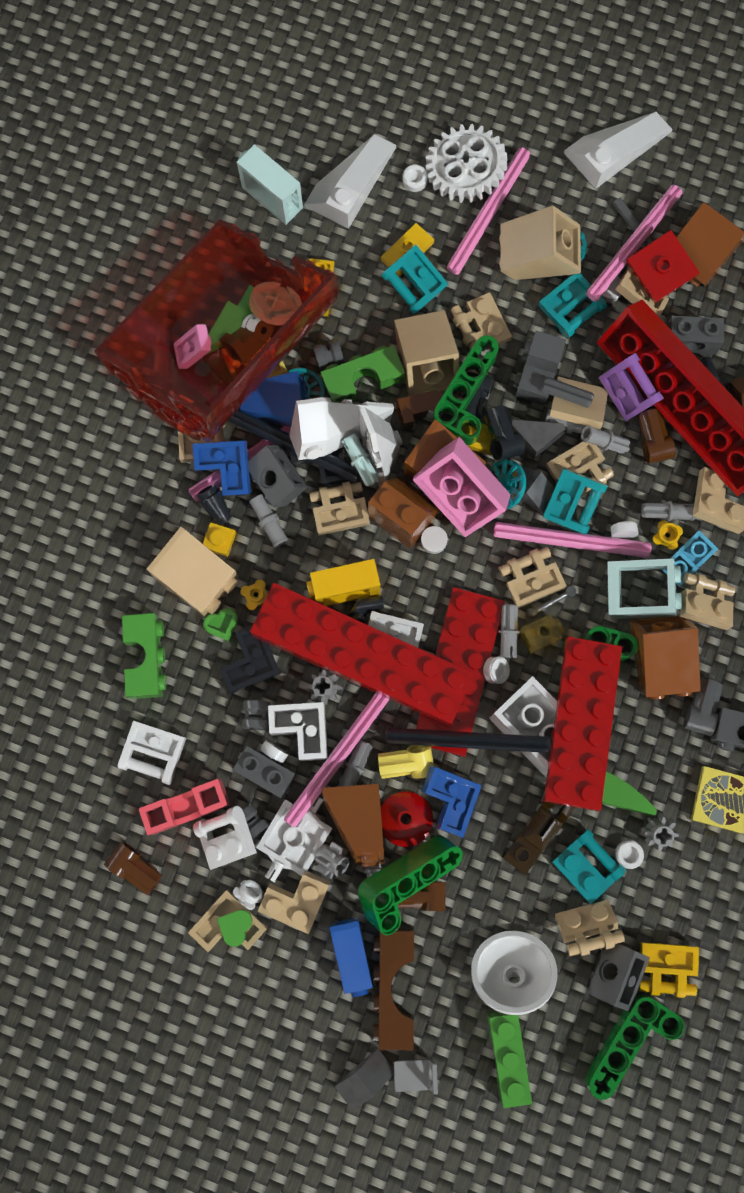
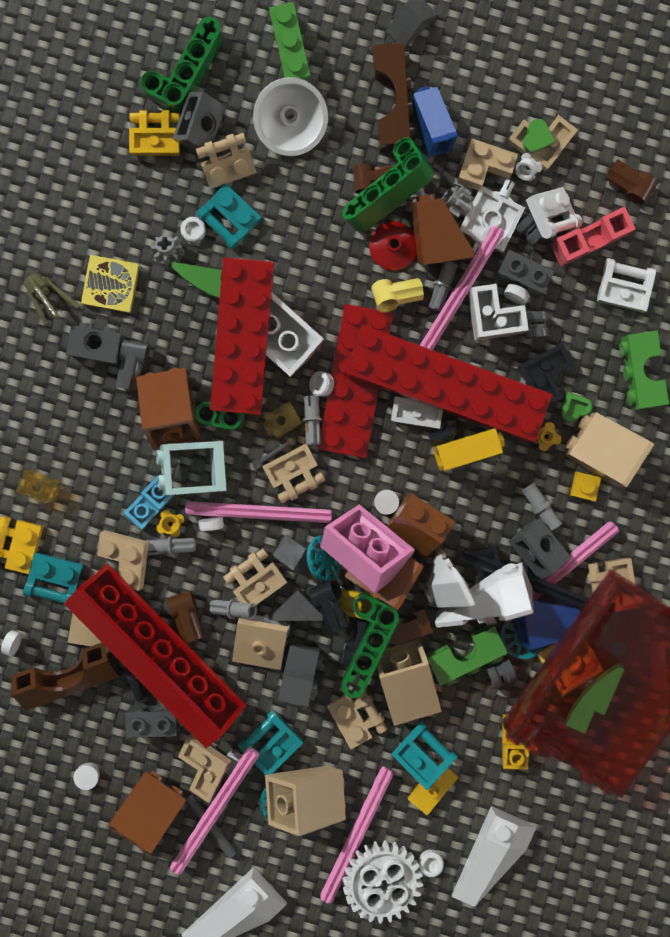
camera: 175 degrees right, 10 degrees up
(192, 346) = (633, 665): bright pink plate -> none
(214, 503) = (594, 518): black cone -> none
(232, 461) = (585, 560): blue plate -> none
(247, 339) = (580, 679): reddish brown leg -> none
(269, 184) = (574, 842): light aqua window -> none
(274, 303) = (559, 715): nougat tile -> none
(320, 681) = (478, 349): light grey gear -> none
(339, 515) = (475, 517): tan plate -> none
(360, 459) = (463, 567): light aqua axle -> none
(415, 1075) = (370, 27): light grey bracket -> none
(459, 799) = (348, 263): blue plate -> none
(468, 740) = (344, 314): black axle -> none
(536, 836) = (278, 236): dark brown plate -> none
(566, 497) = (267, 548): teal plate -> none
(567, 392) = (272, 650): dark grey axle -> none
(625, 392) = (217, 658): medium lavender plate -> none
(662, 266) = (186, 785): red plate -> none
(705, 608) = (131, 455): tan plate -> none

